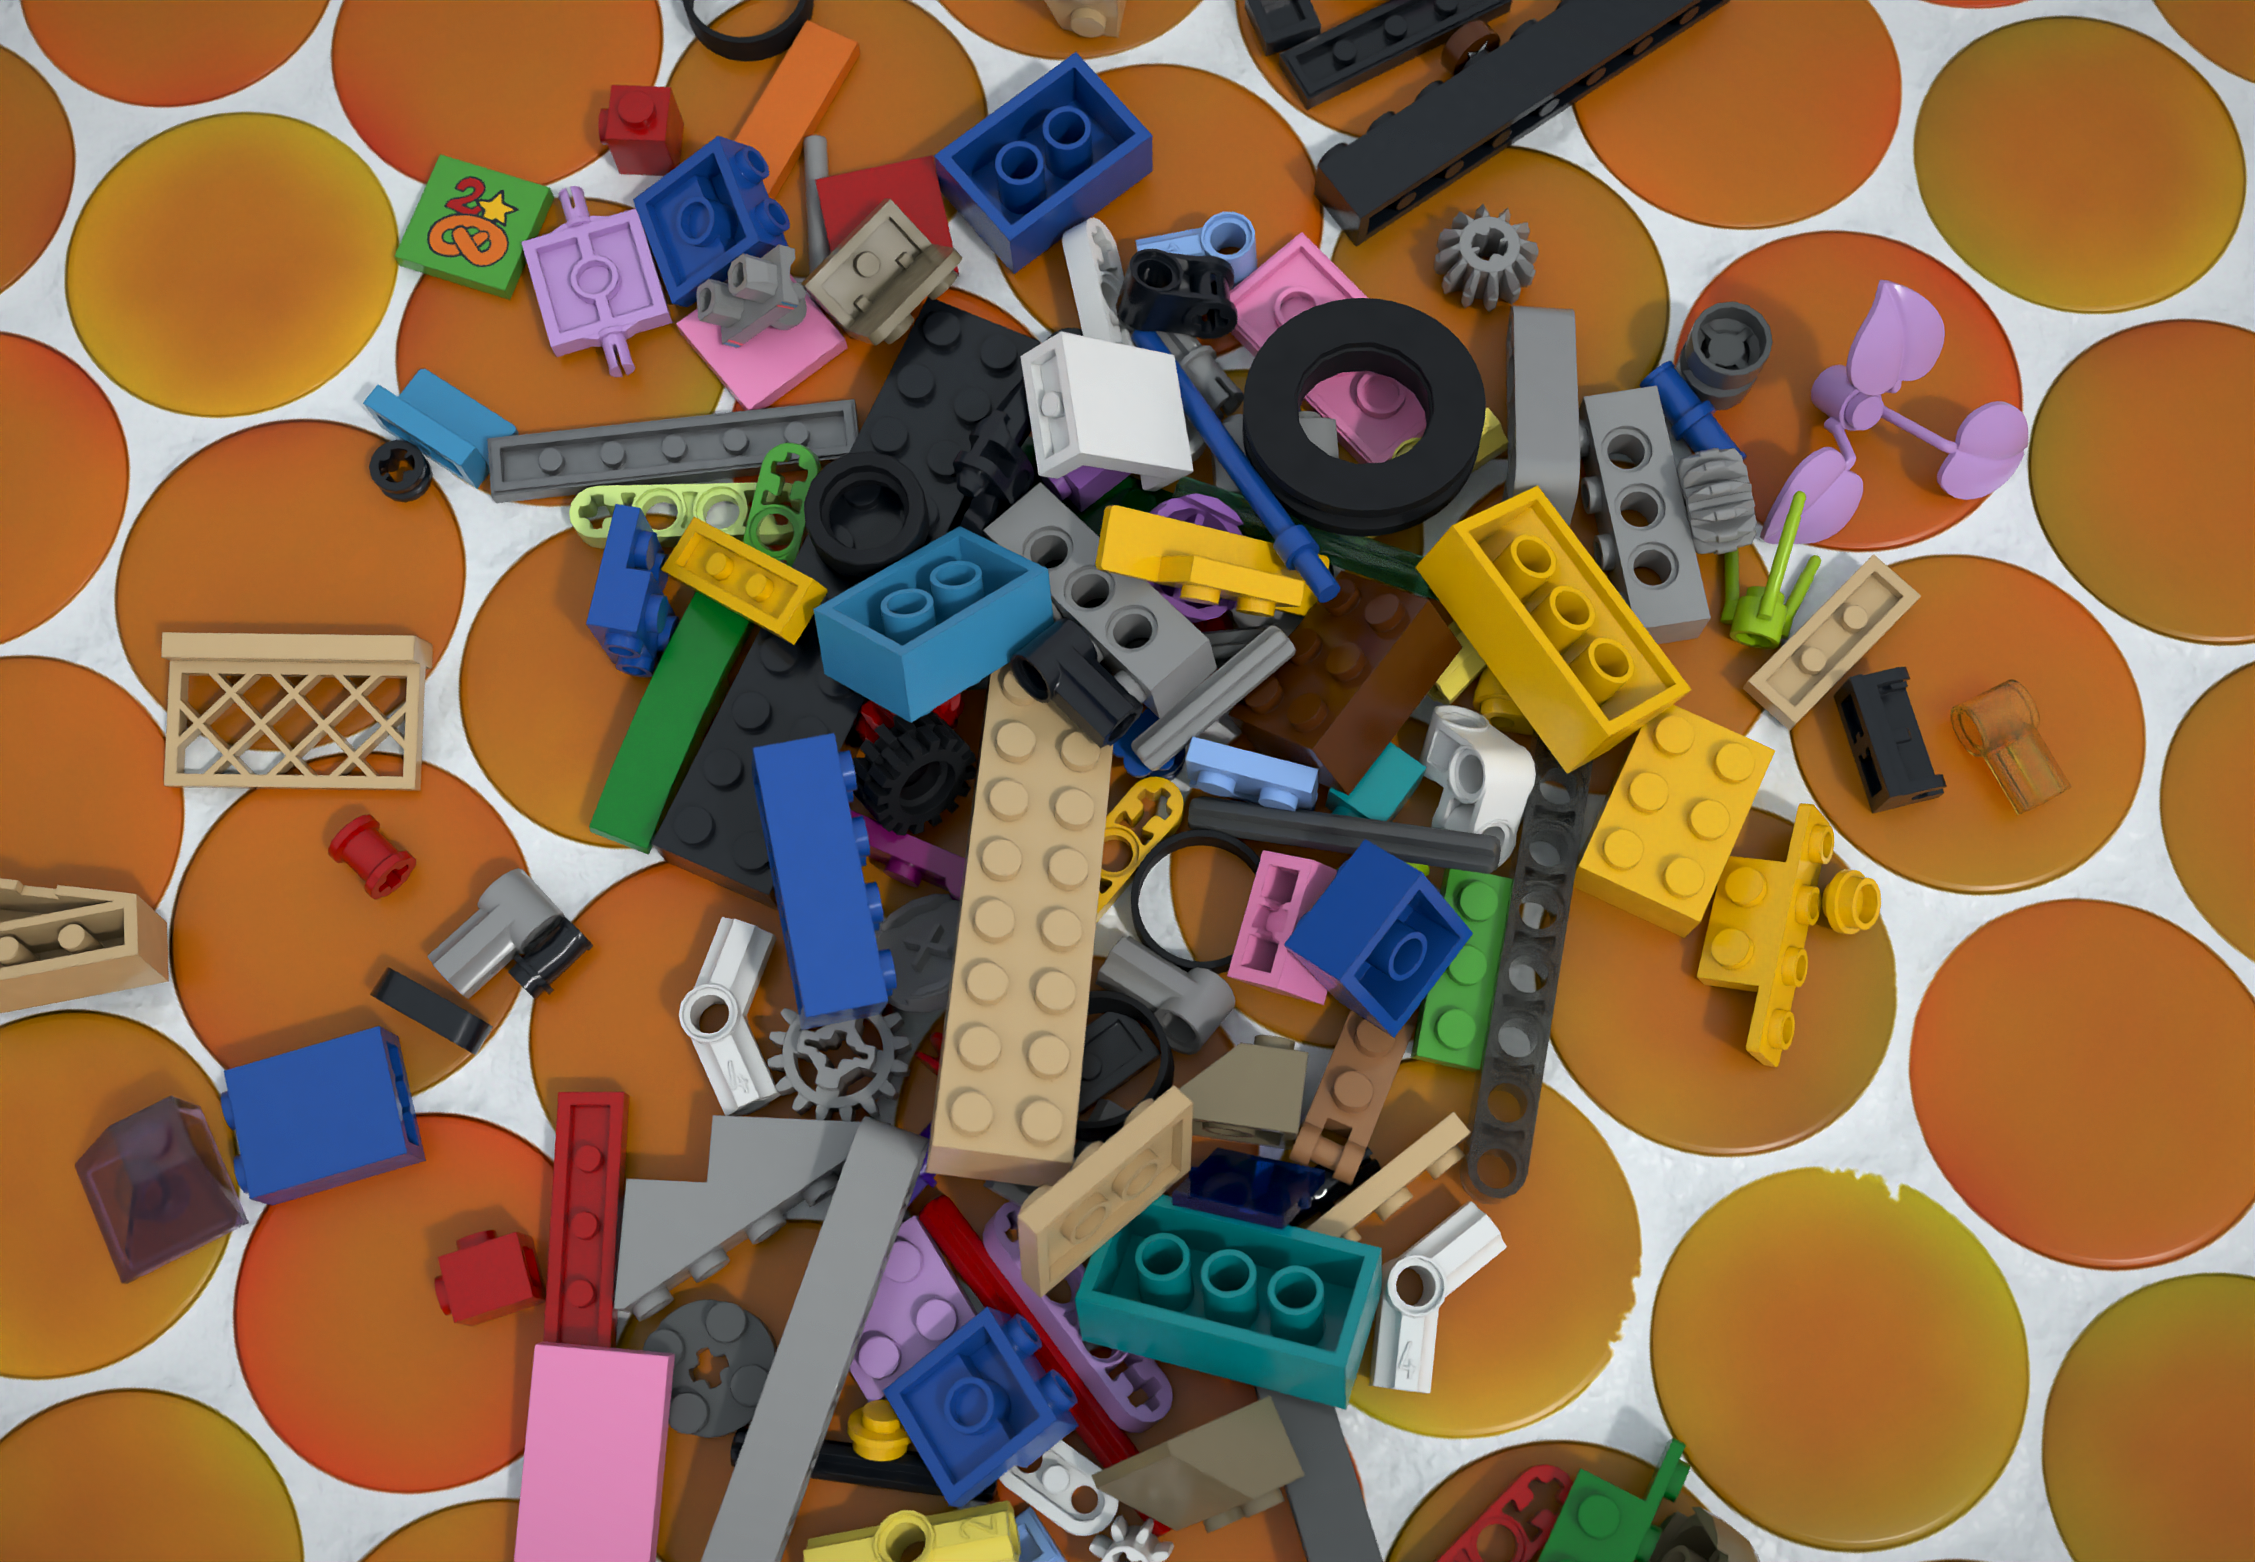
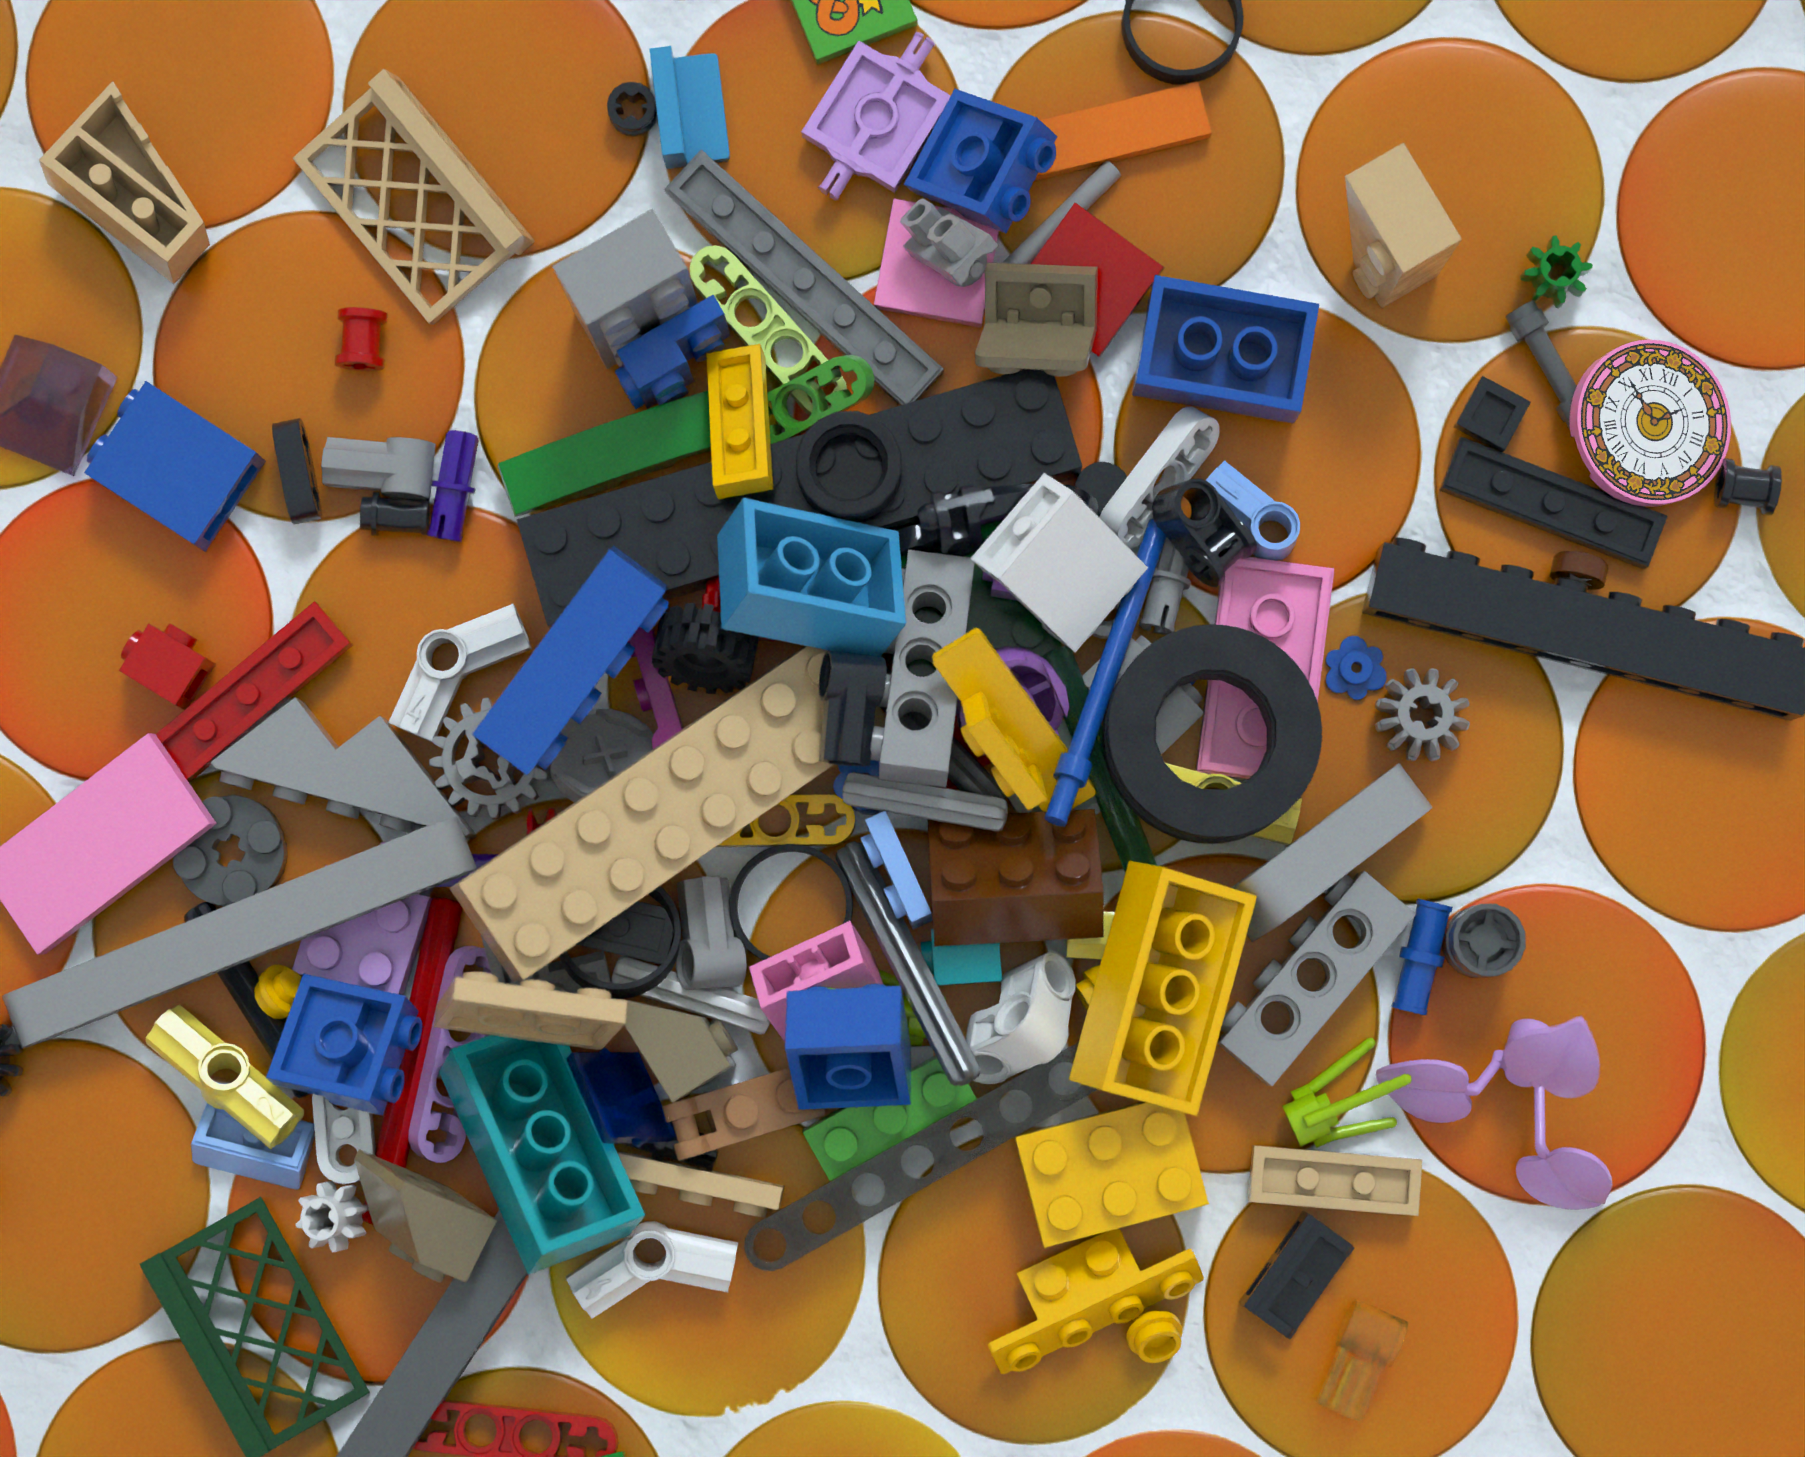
camera: 50 degrees right, 10 degrees up
(536, 563) = (626, 284): none -> light grey brick
(573, 885) = (453, 486): none -> dark purple axle
(642, 129) = (1011, 47): red brick -> none
(1265, 1017) = (713, 1003): none -> white axle
(1414, 279) = (1342, 678): none -> blue plant
(1717, 500) = (1363, 1022): light grey gear -> none

